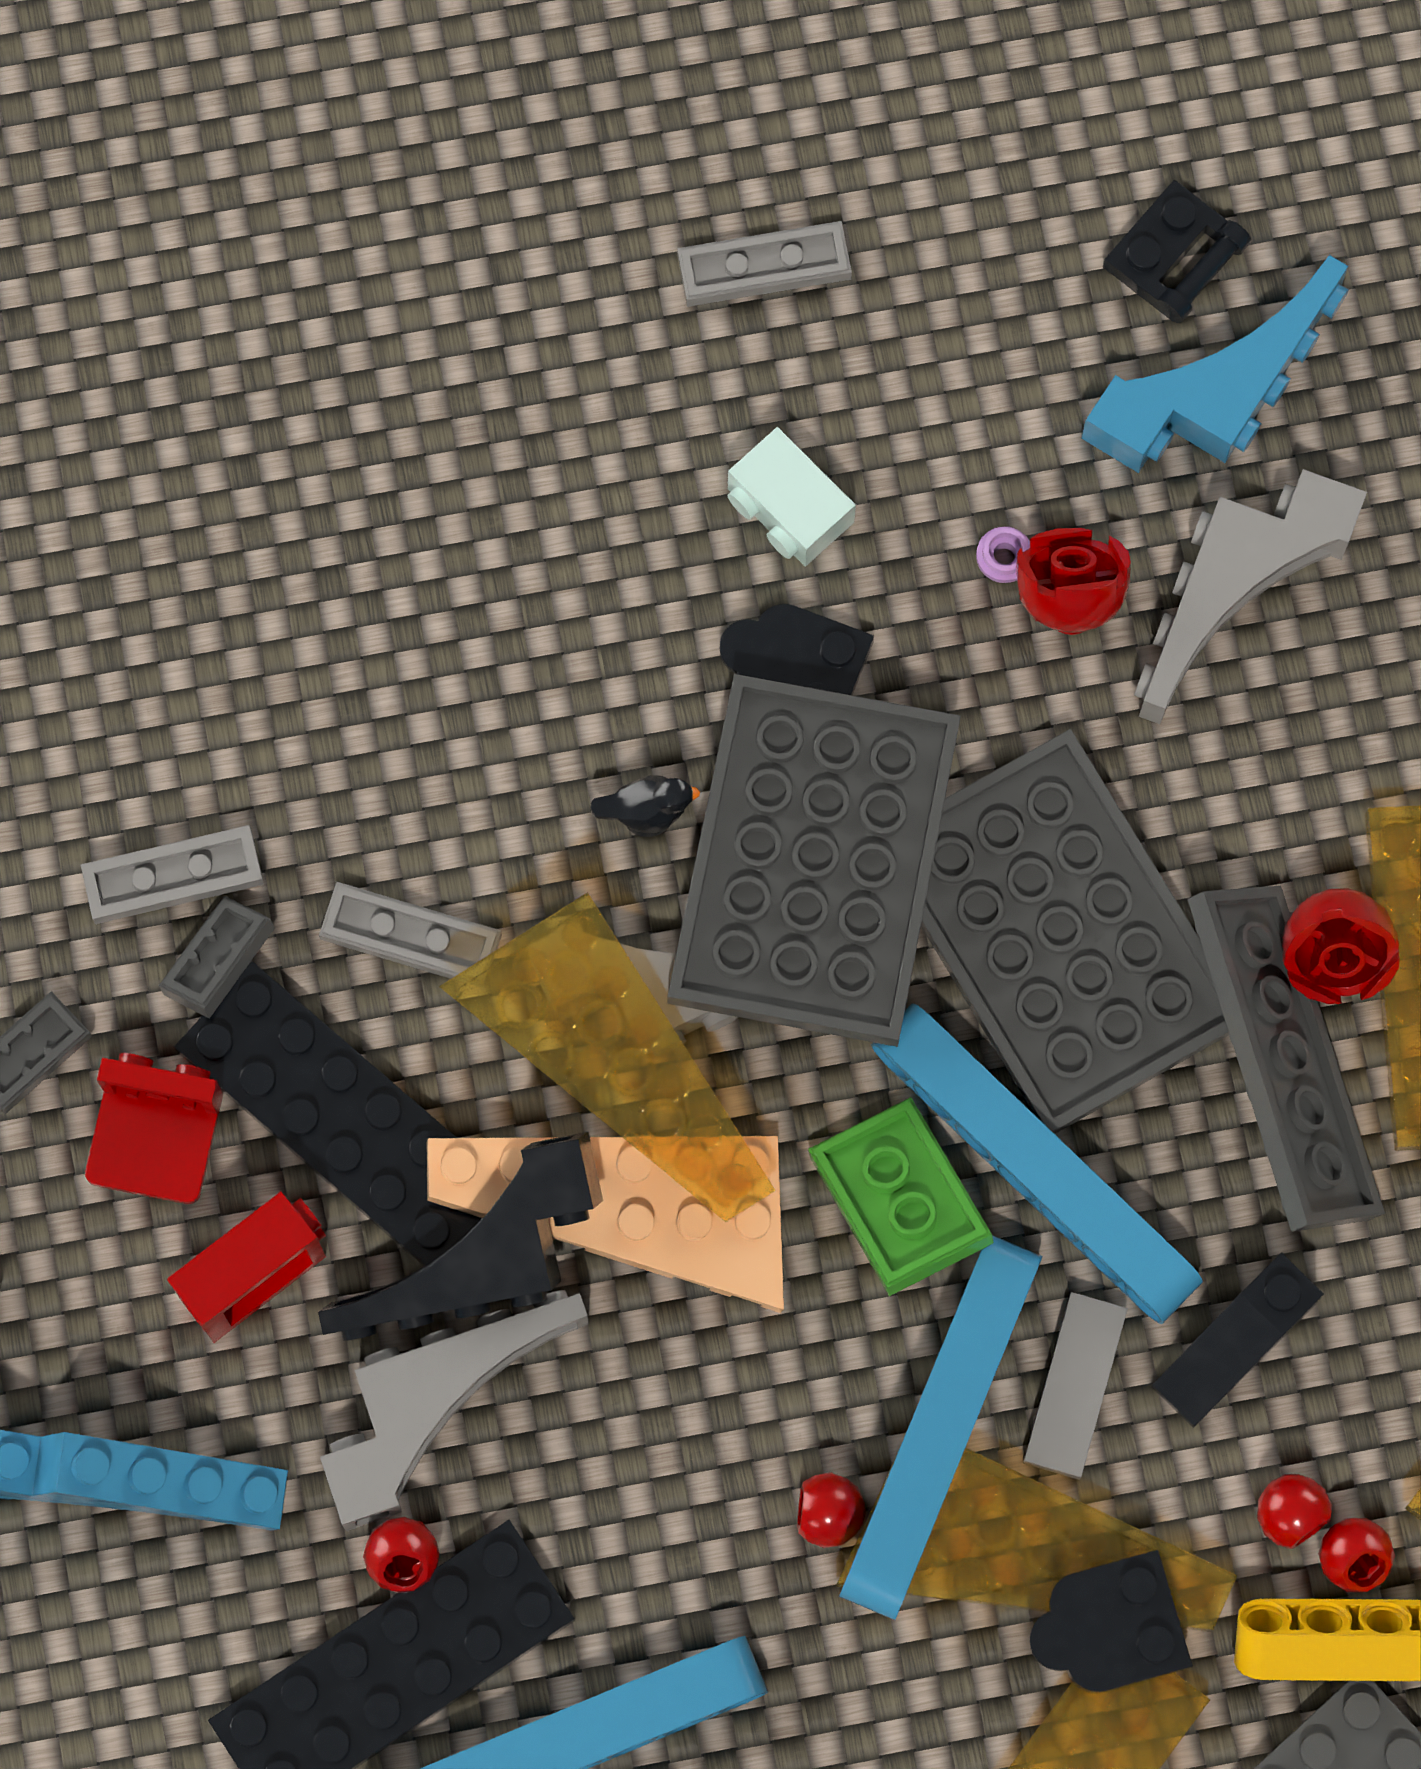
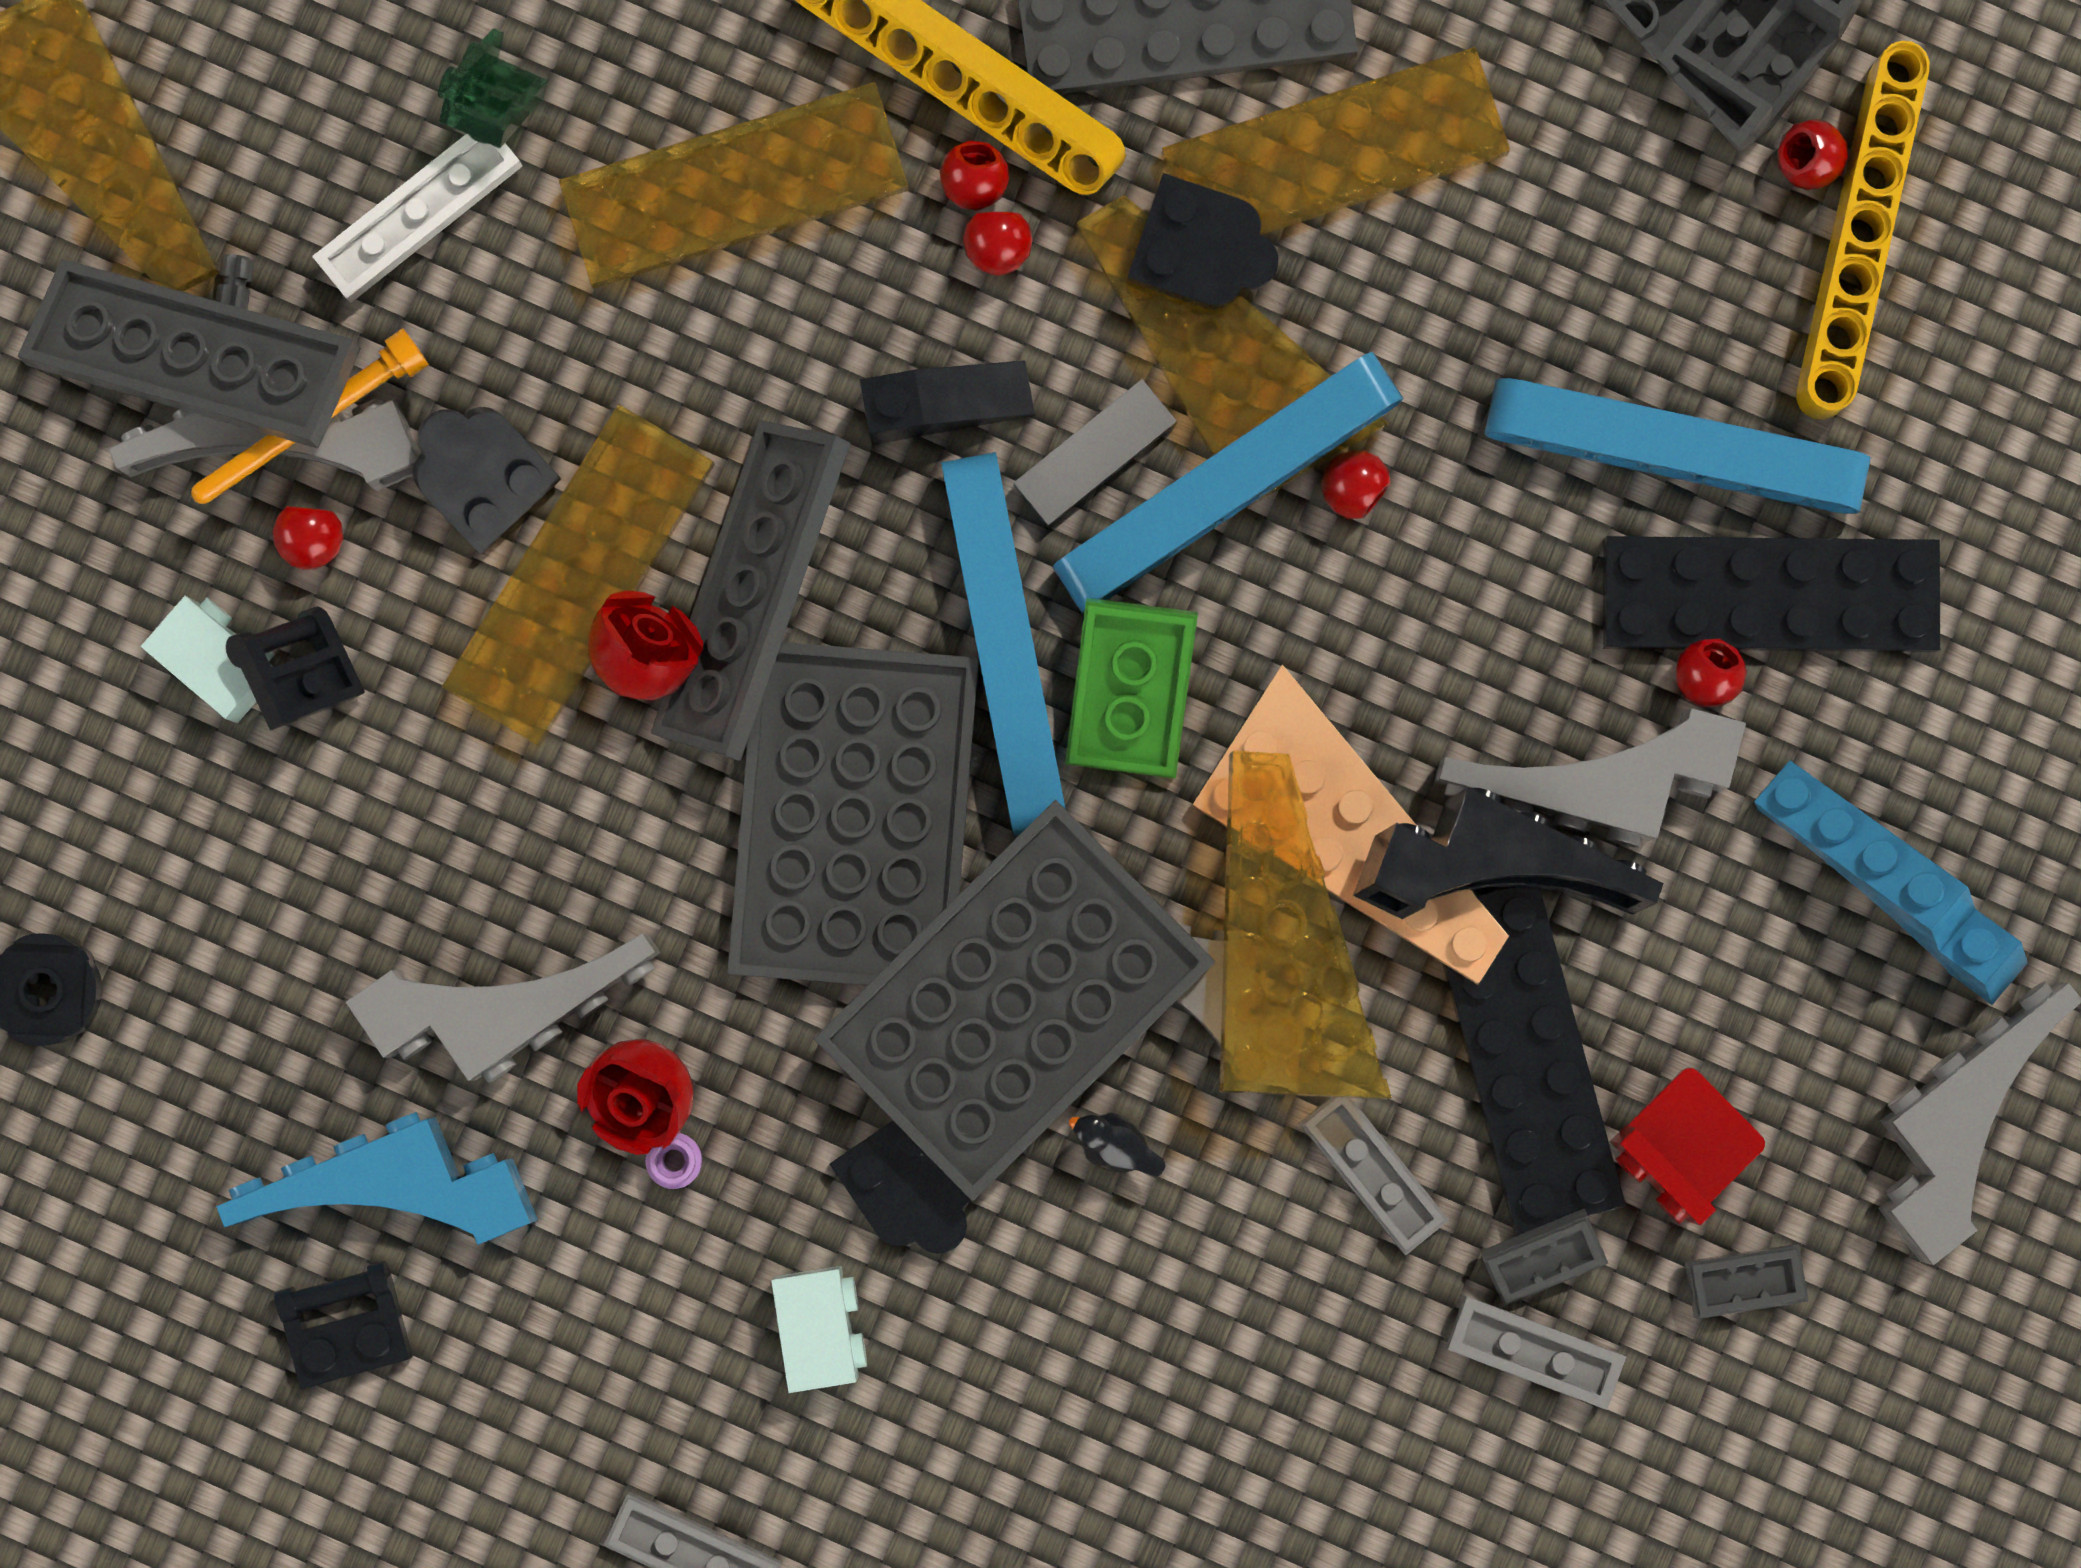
camera: 145 degrees left, 10 degrees up
(249, 1265) = (1688, 977): red window -> none

